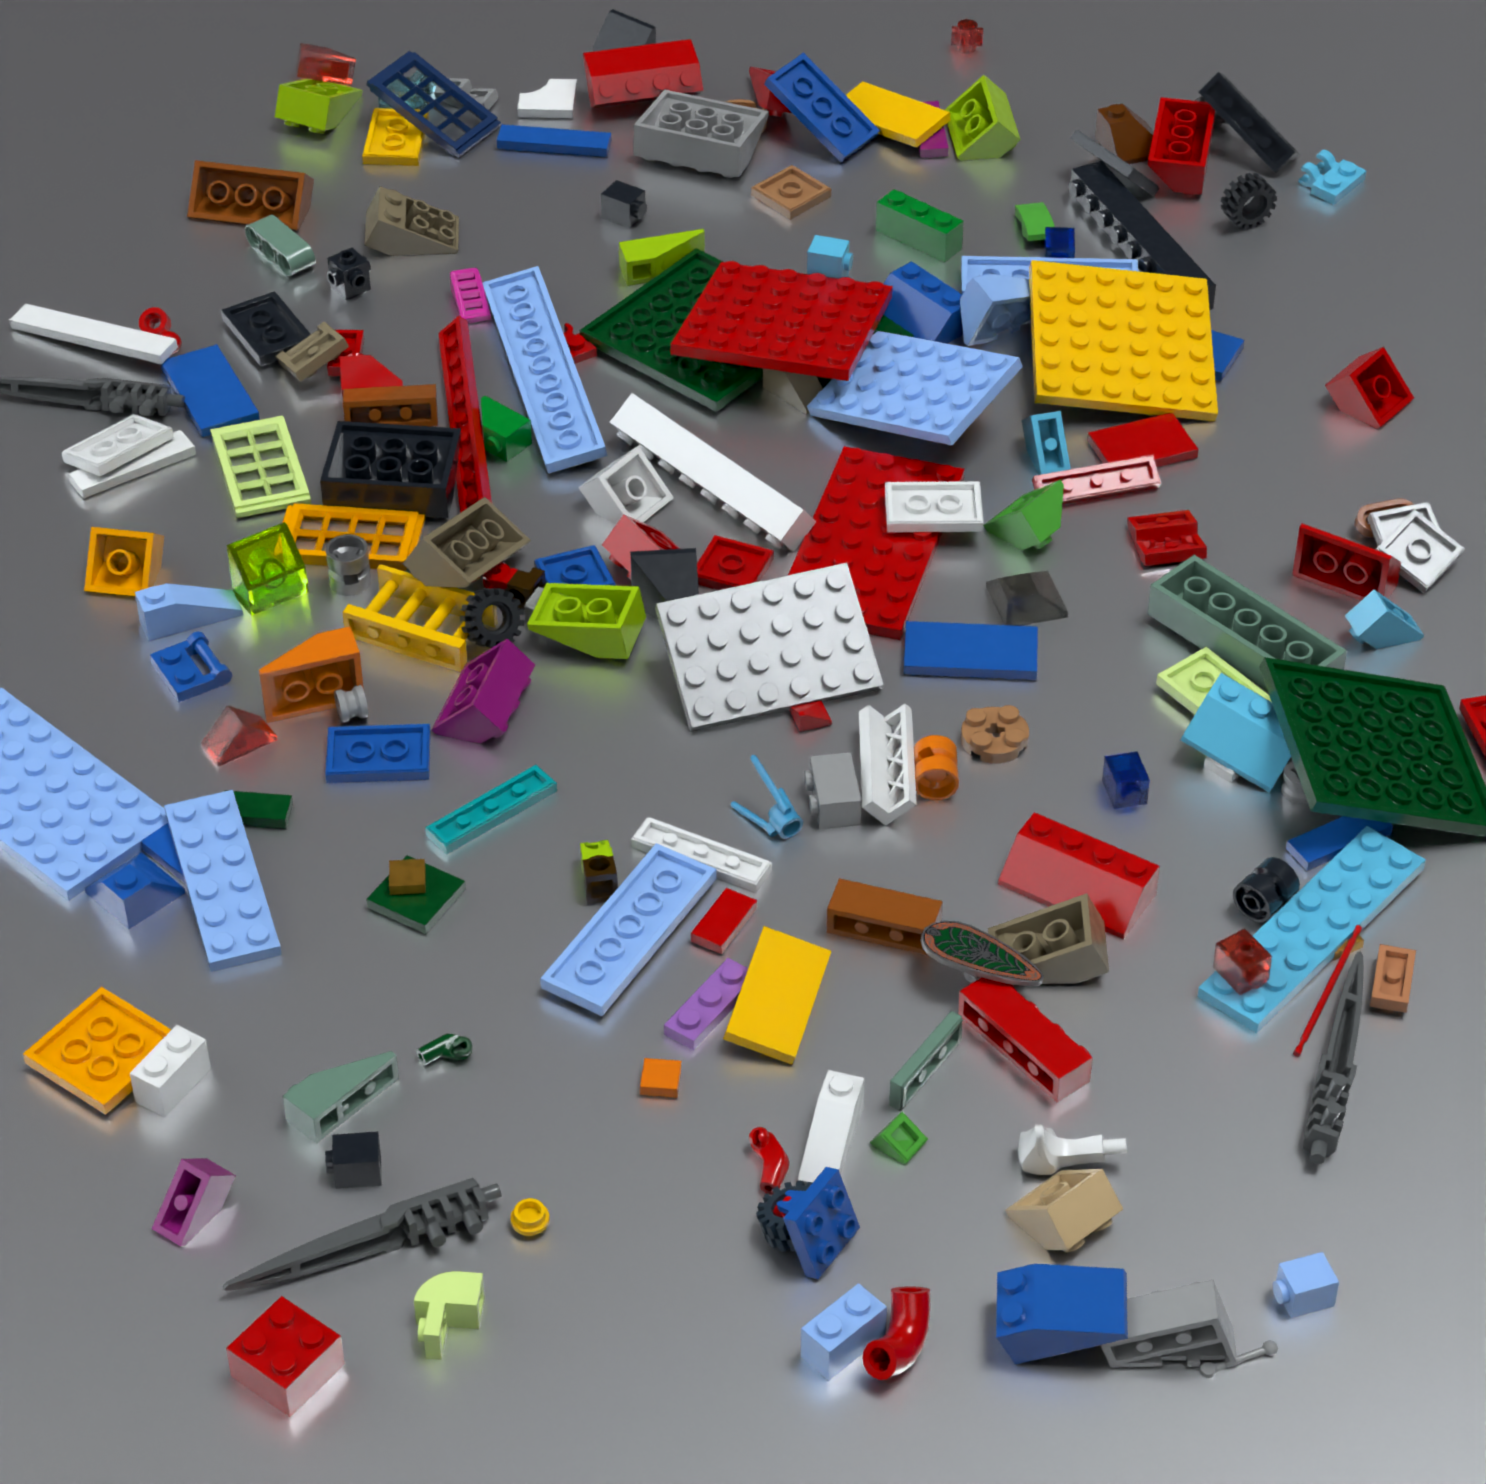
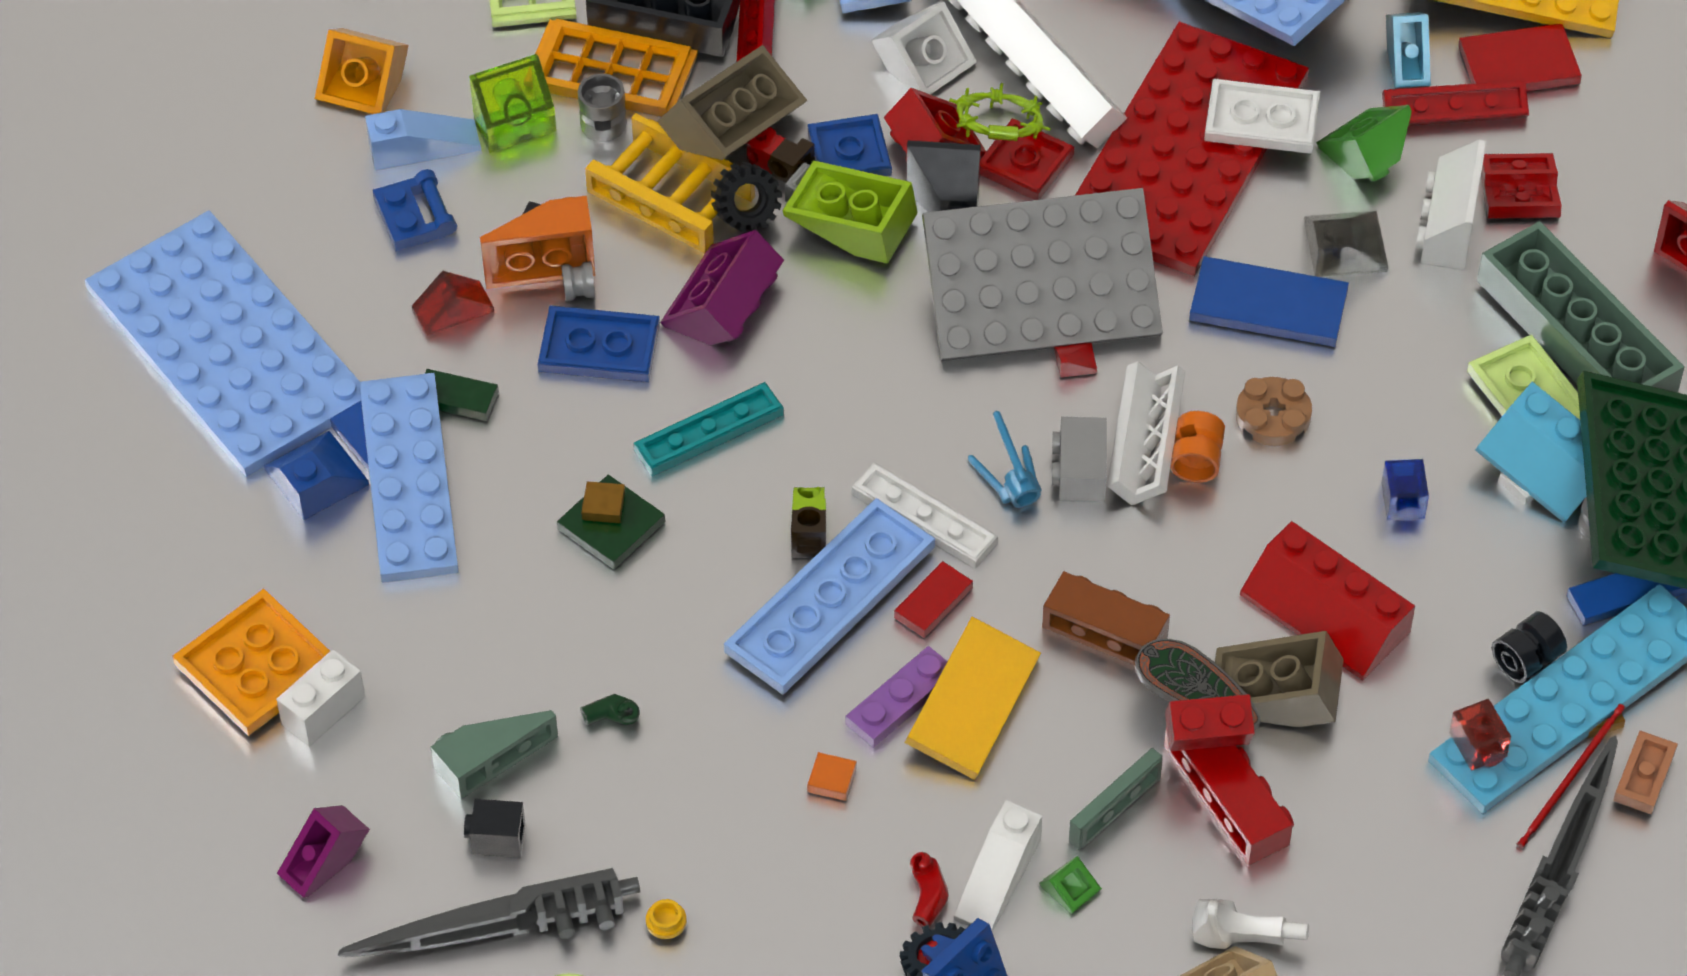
camera: 10 degrees right, 10 degrees up
(704, 542) = (999, 132): none -> lime piece
(1001, 979) = (1209, 722): none -> red brick
(1114, 556) = (1451, 207): none -> white slope

